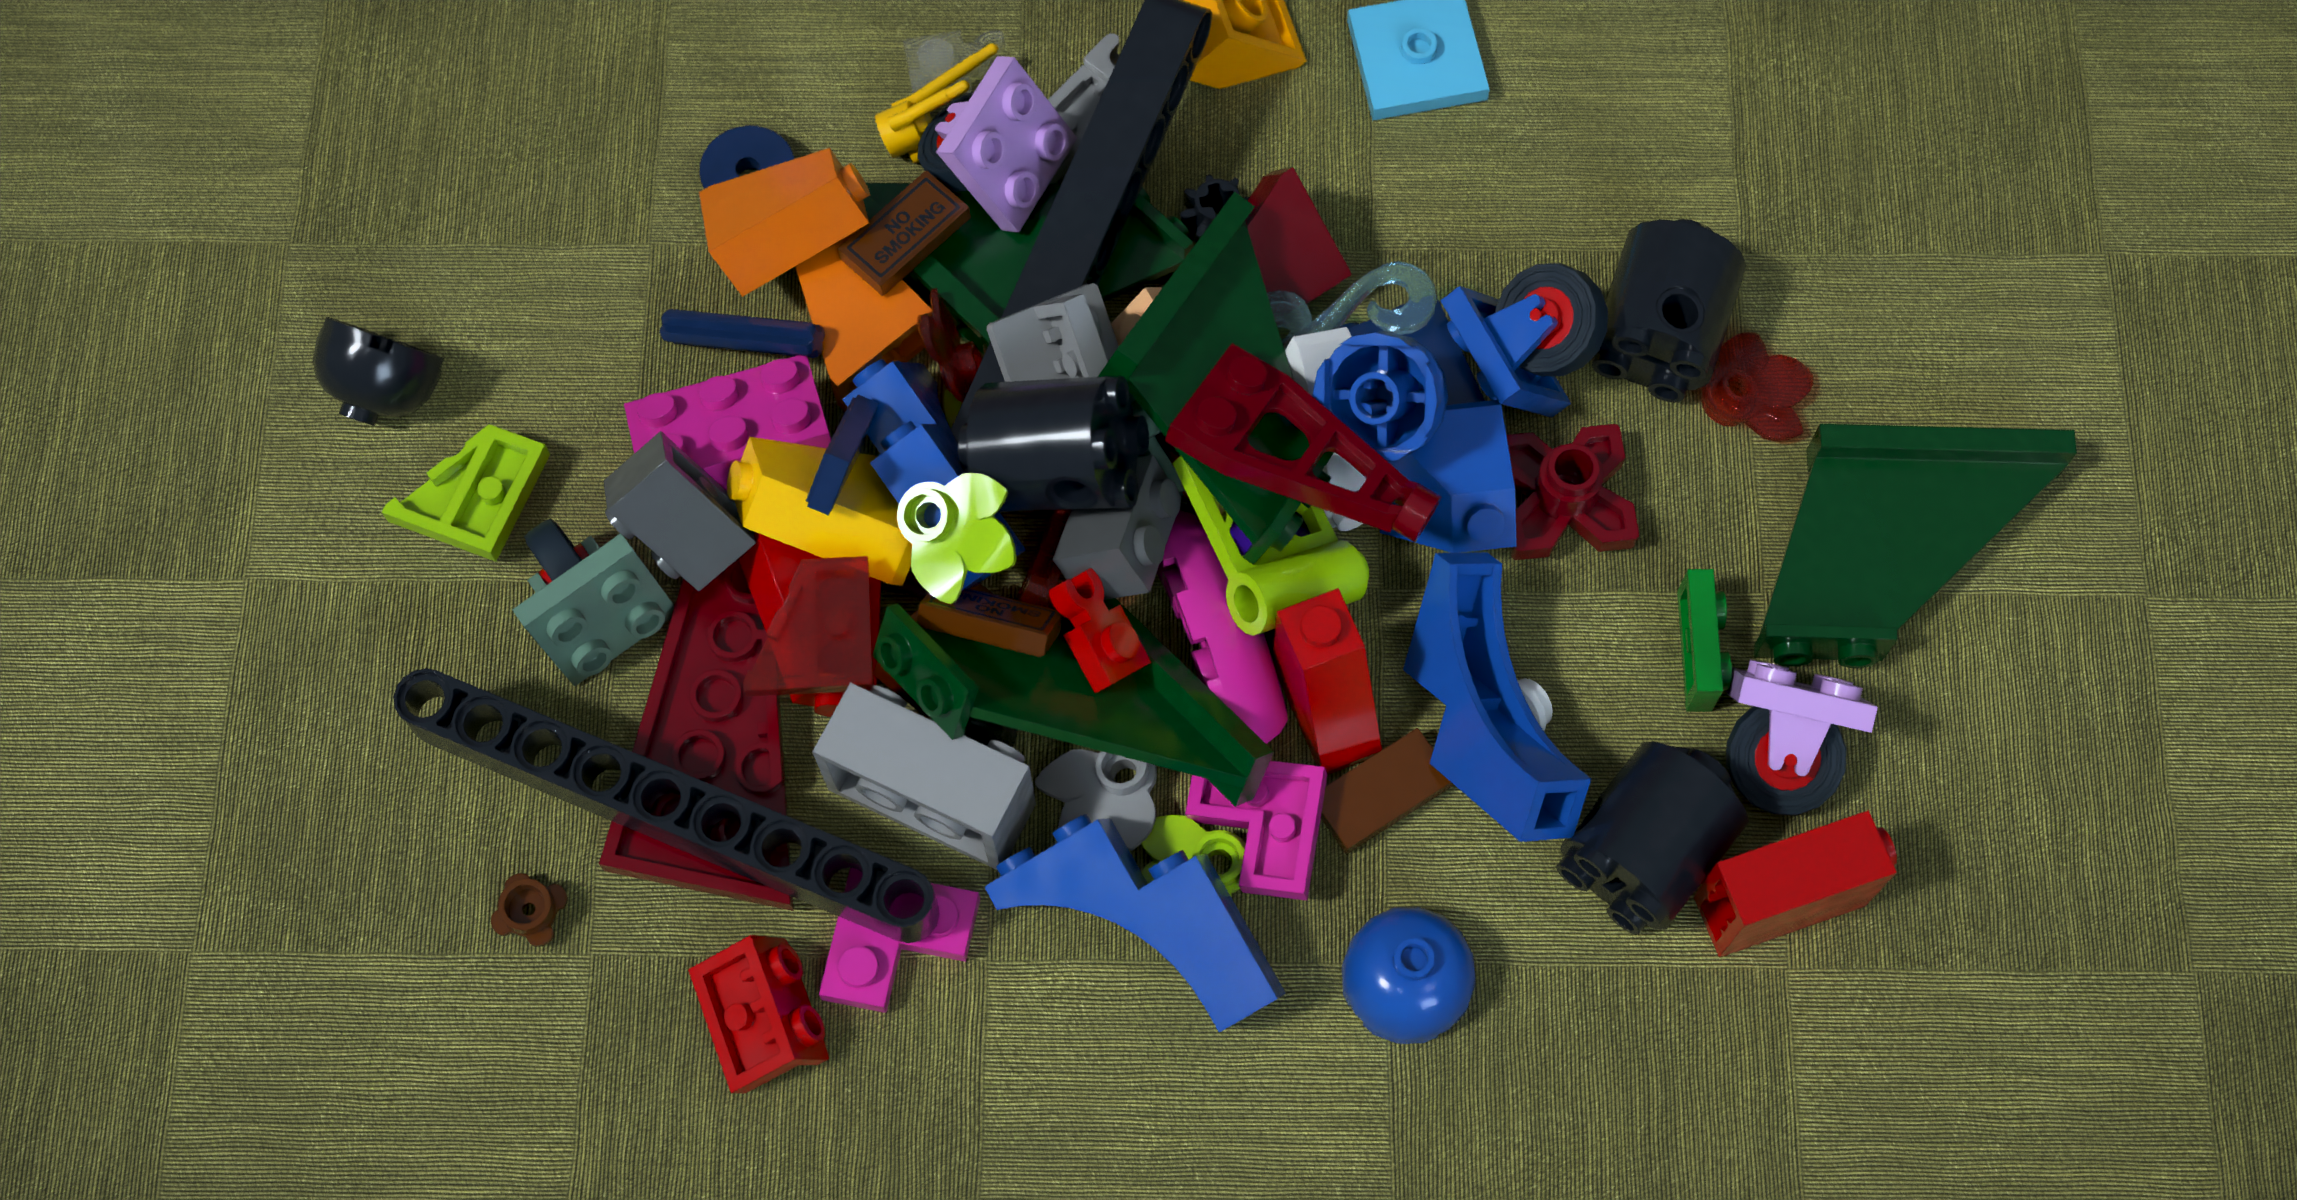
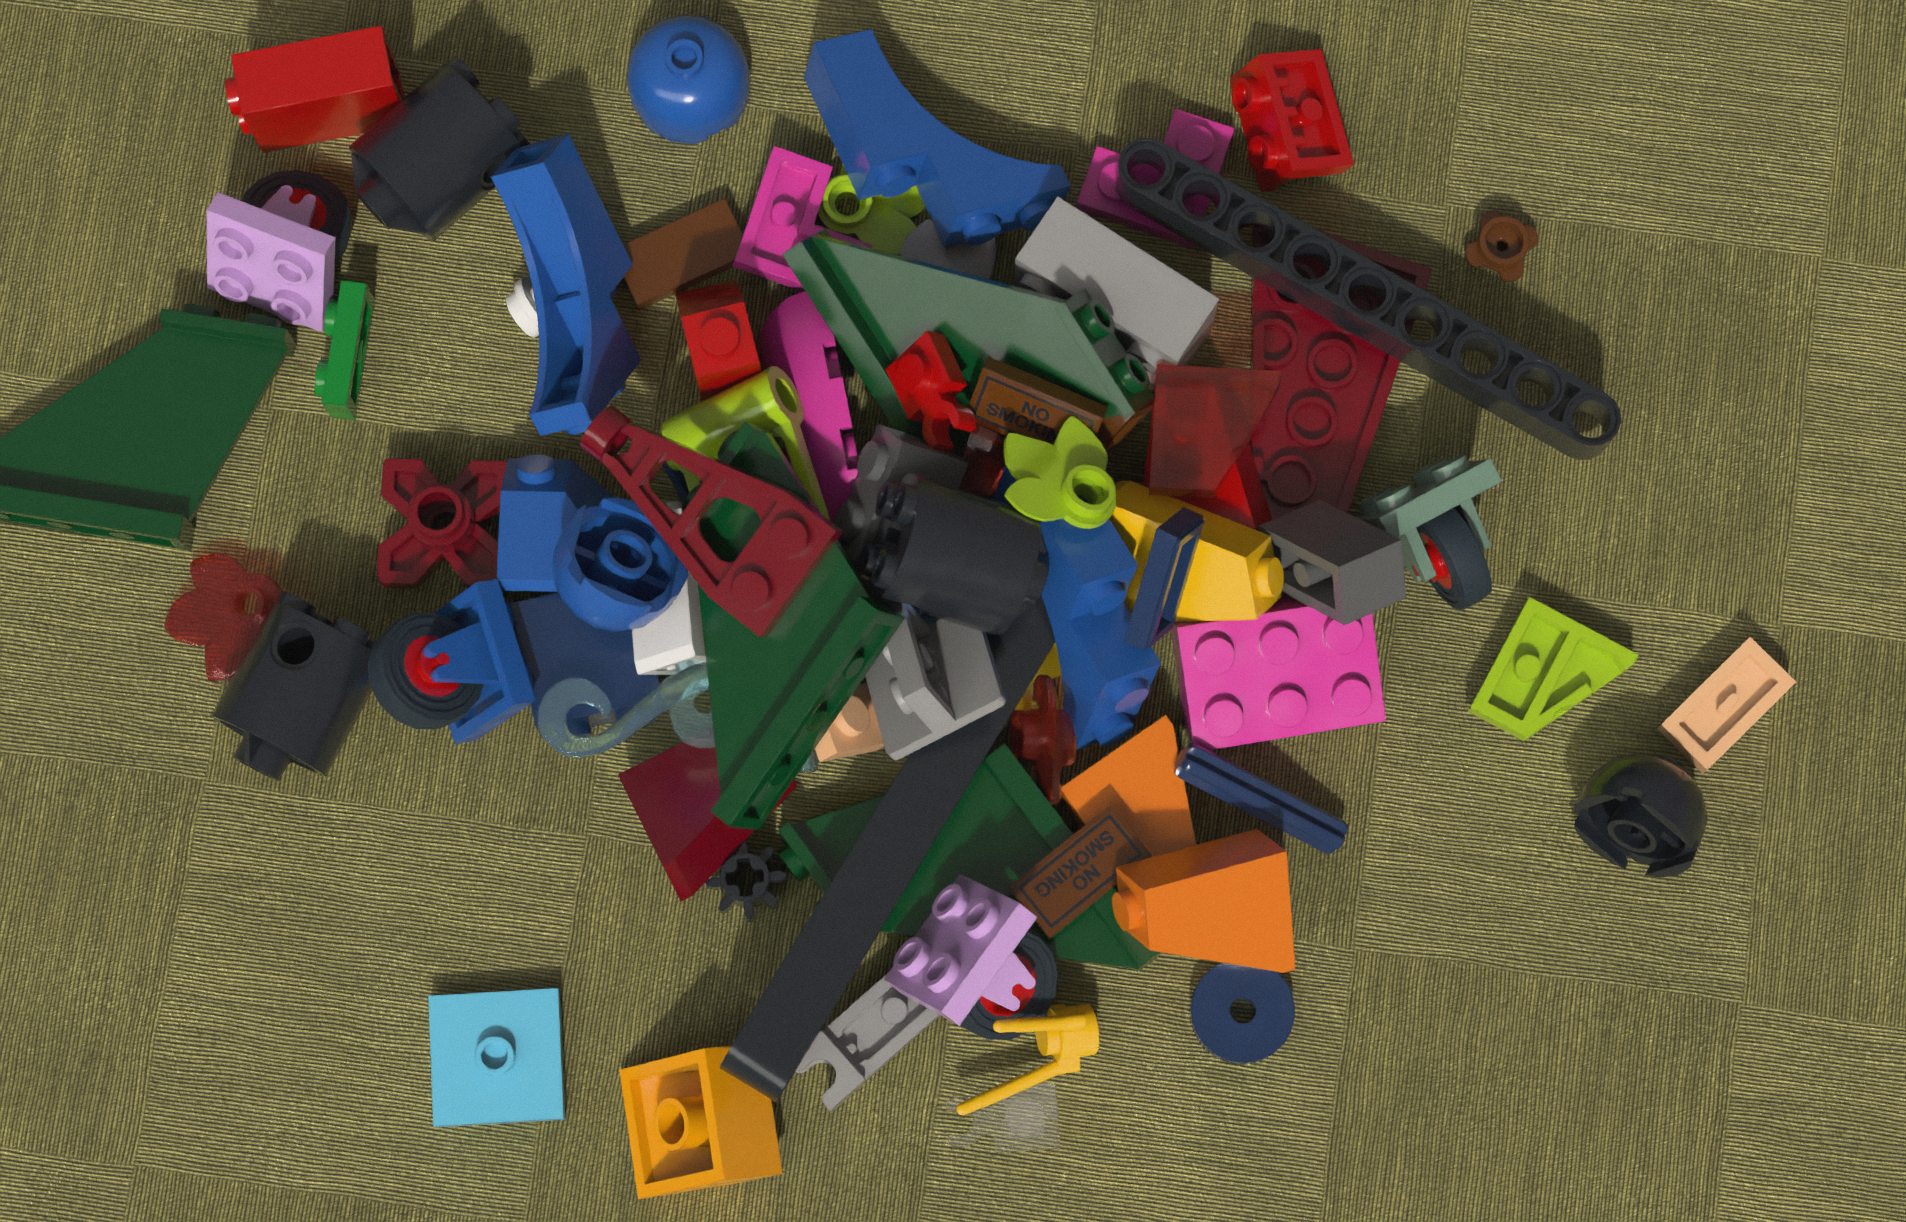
camera: 175 degrees left, 10 degrees up
(297, 484) = (1726, 705): none -> light nougat plate

